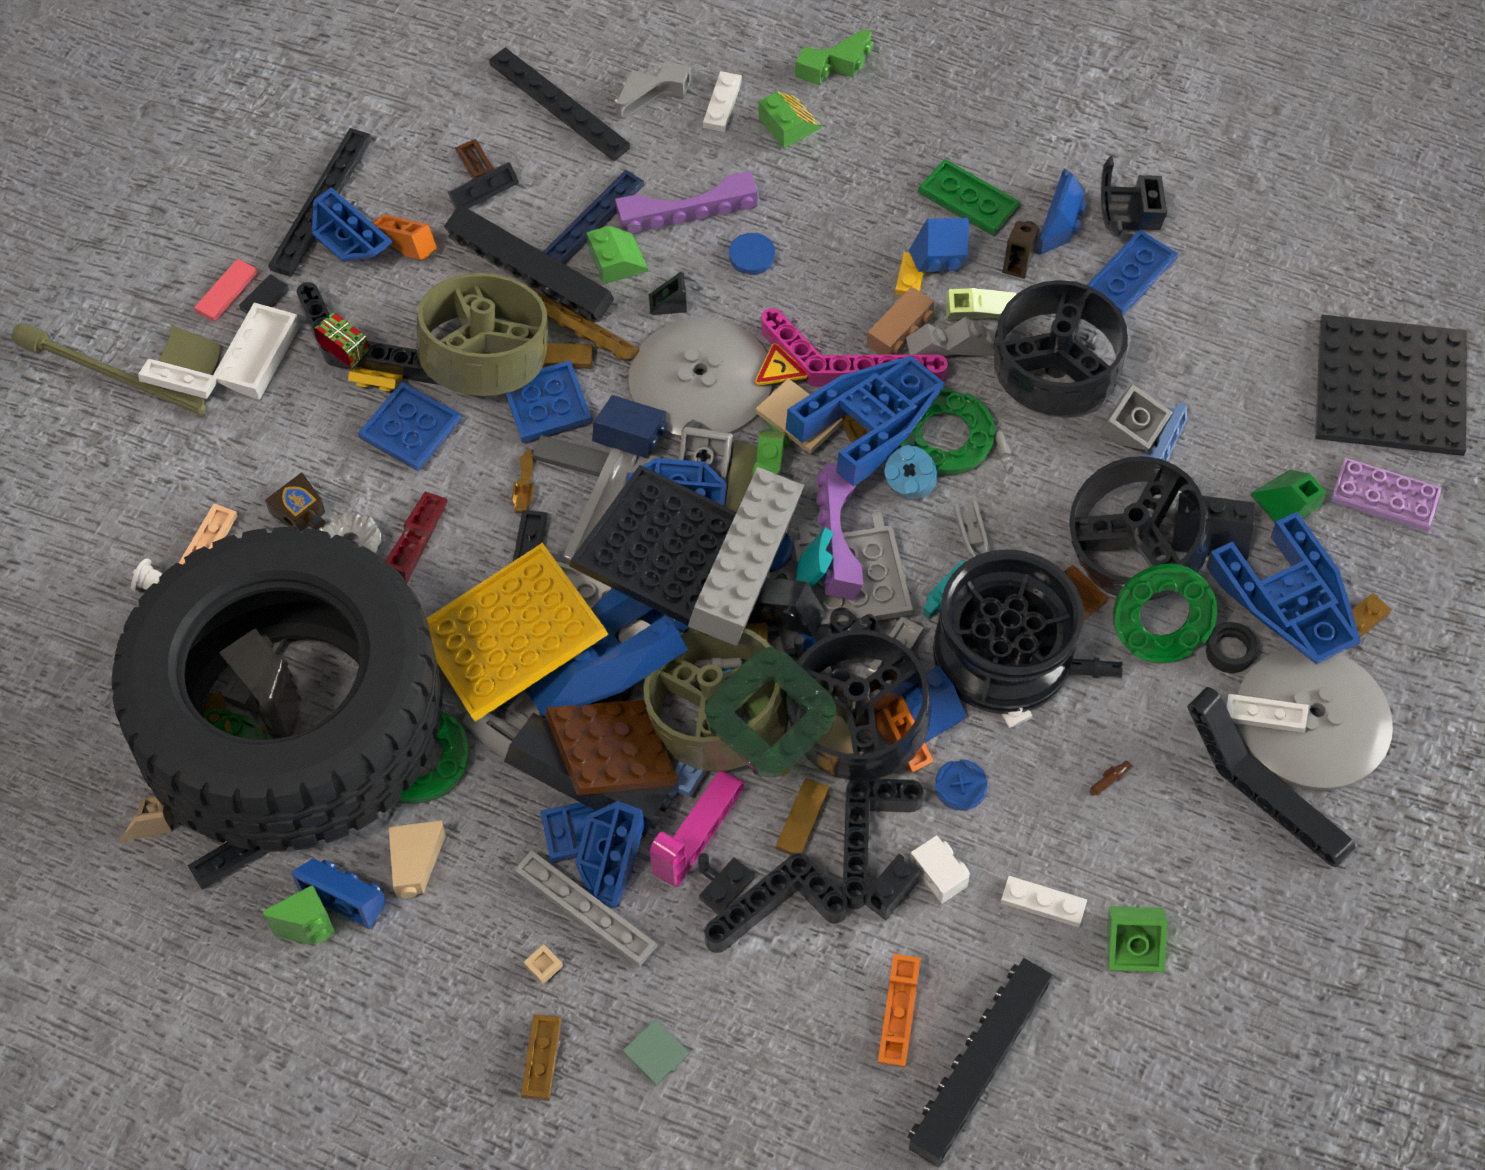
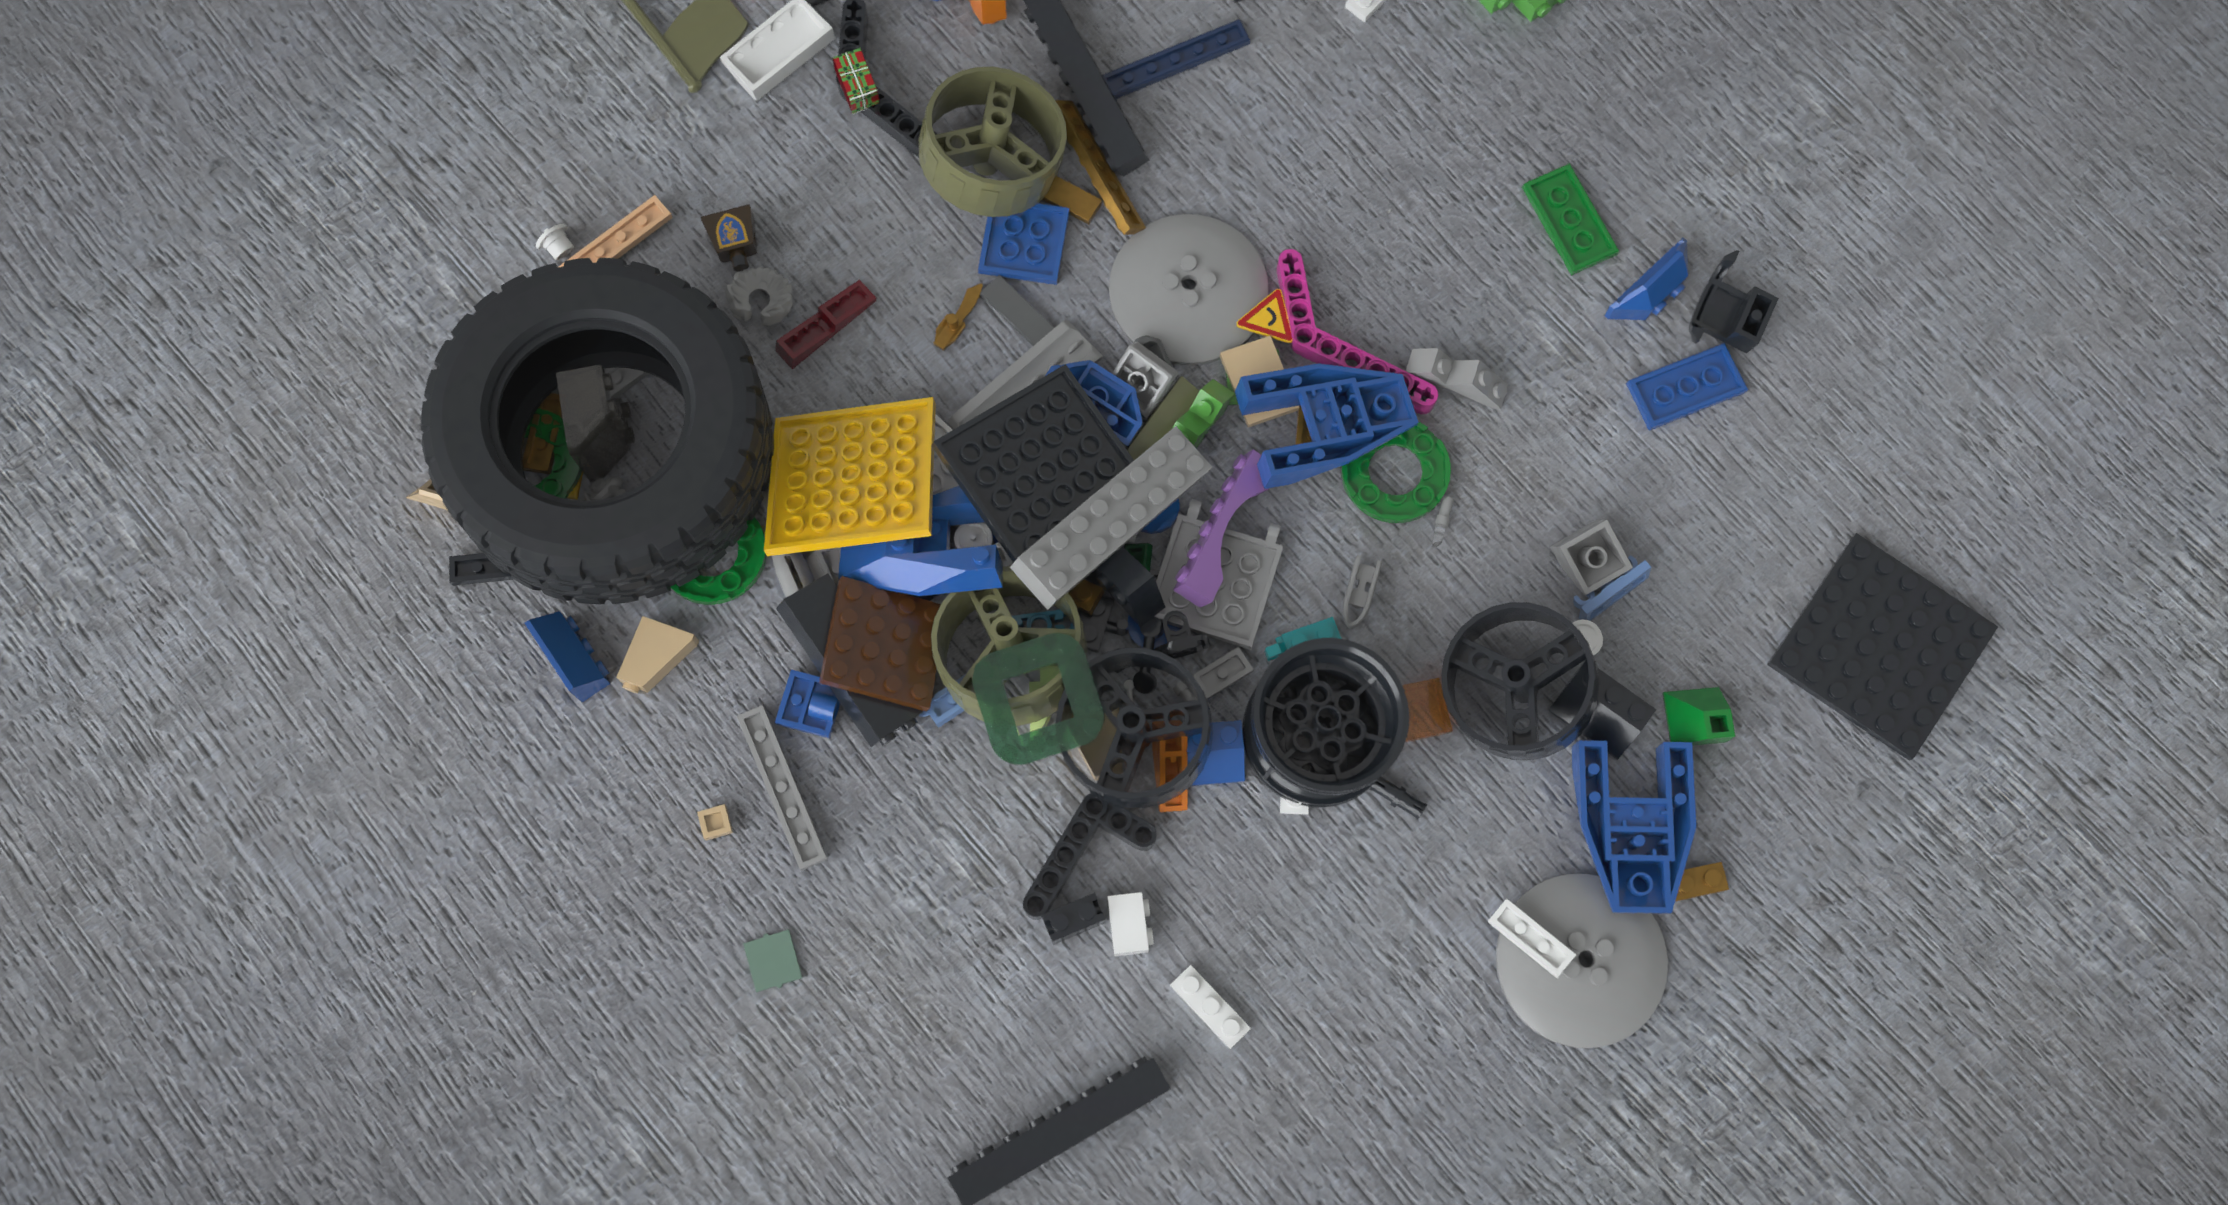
camera: 25 degrees right, 15 degrees up
(177, 378) = (685, 43): white plate -> none
(300, 918) = (521, 664): bright green slope -> none
(367, 377) = (873, 133): yellow plate -> none
(409, 426) = (880, 202): blue plate -> none
(530, 532) = (934, 376): black tile -> none
(541, 1057) = (666, 912): pearl gold plate -> none
(609, 850) = (827, 749): blue wedge -> none
(615, 254) = (1178, 110): bright green slope -> none
(629, 426) = (1086, 310): dark blue brick -> none
(643, 213) = (1327, 100): medium lavender arch -> none
(669, 297) = (1205, 185): black slope -> none
(675, 855) = (923, 765): dark pink beam -> none
(724, 663) = (1033, 605): light grey piece -> none
(724, 885) = (923, 831): black plate -> none
(752, 253) = (1314, 175): blue tile -> none
(775, 897) = (955, 871): black beam -> none
(786, 118) = (1434, 38): bright green slope -> none
(802, 817) = (1031, 802): pearl gold tile -> none
(815, 559) = (1176, 553): teal slope -> none
(899, 322) = (1418, 329): medium nougat brick -> none
(899, 1010) = (1011, 1044): orange slope -> none
(907, 459) = (1318, 494): dark azure brick -> none
(908, 276) = (1460, 278): yellow plate -> none
(941, 245) = (1504, 265): blue slope -> none
(961, 785) = (1199, 848): blue tile -> none
(975, 303) = (1510, 349): yellowish green slope -> none
(1023, 239) = (1593, 299): dark brown torso -> none
(1053, 350) = (1597, 398): black wheel -> none
(1109, 777) = (1347, 914): reddish brown piece -> none
(1136, 938) = (1274, 1092): bright green slope -> none
(1181, 642) = (1480, 814): green plate -> none
(1238, 631) = (1565, 843): black tyre -> none
(1262, 786) = (1487, 1008): black beam -> none
(1386, 494) = (1802, 763): lavender tile -> none

